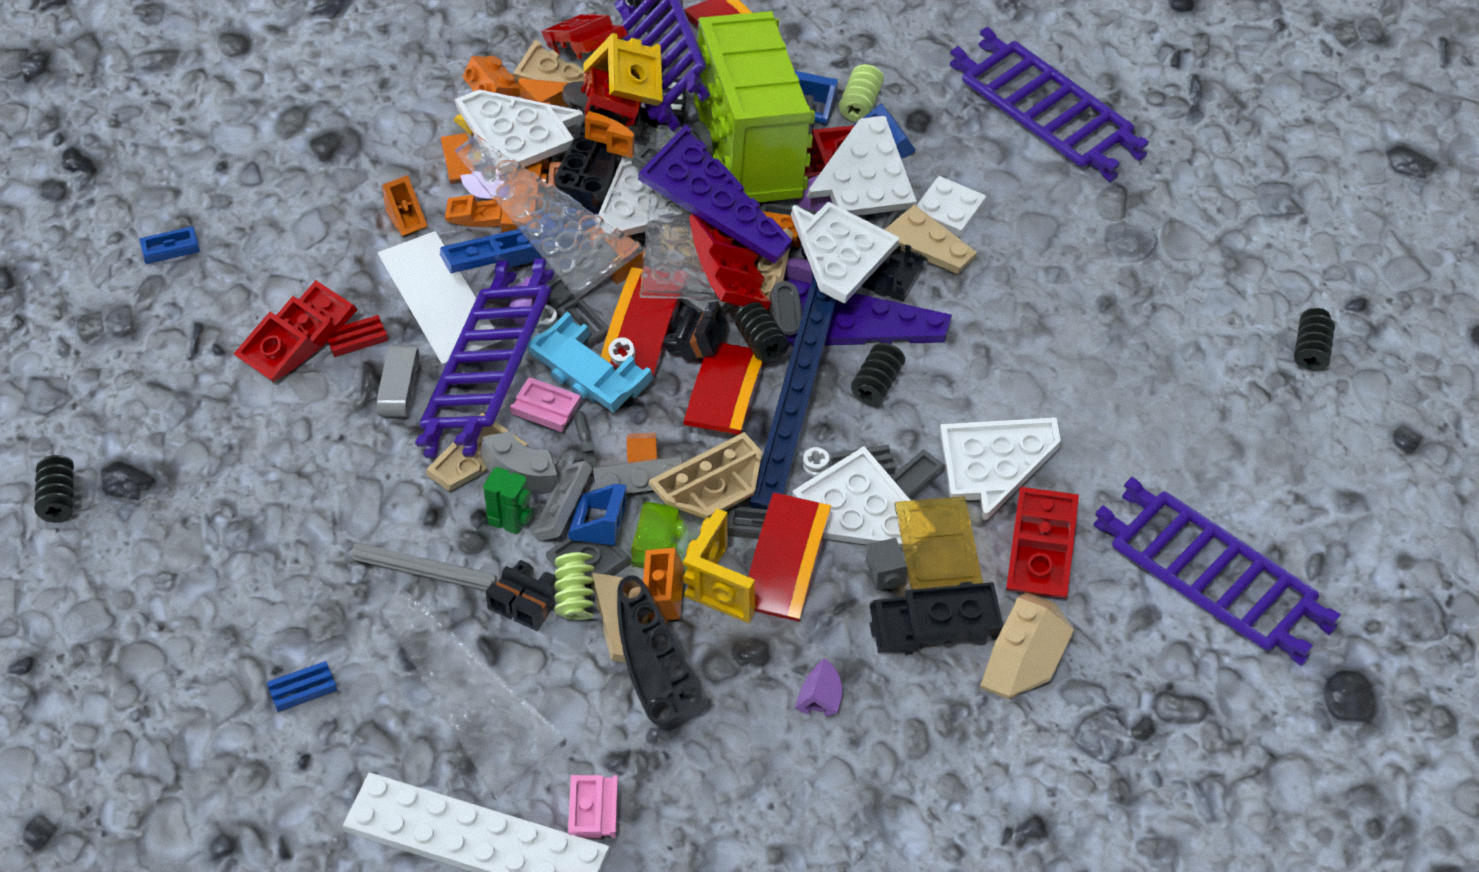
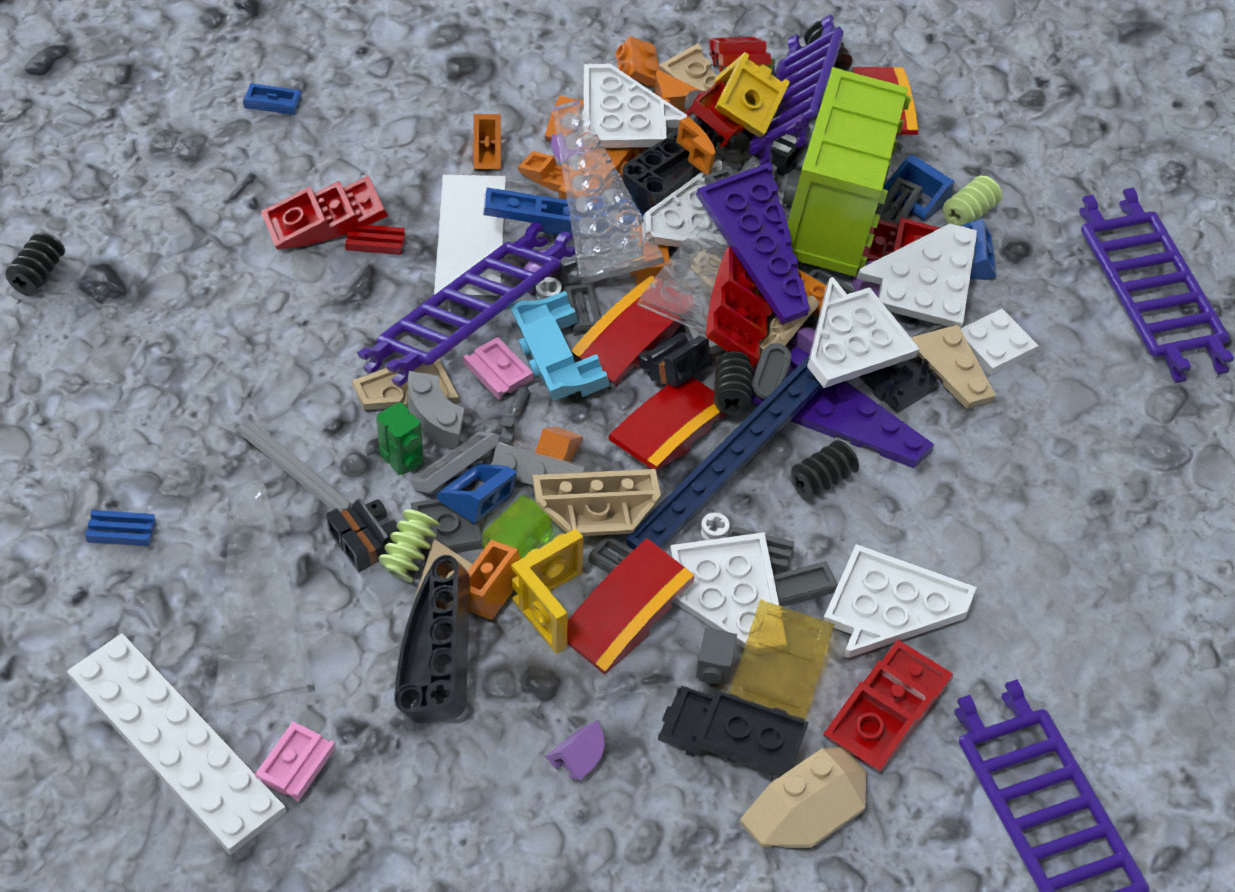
camera: 25 degrees right, 0 degrees up
(398, 381) = (381, 293): light grey beam -> none
(625, 344) = (593, 339): white bush -> none

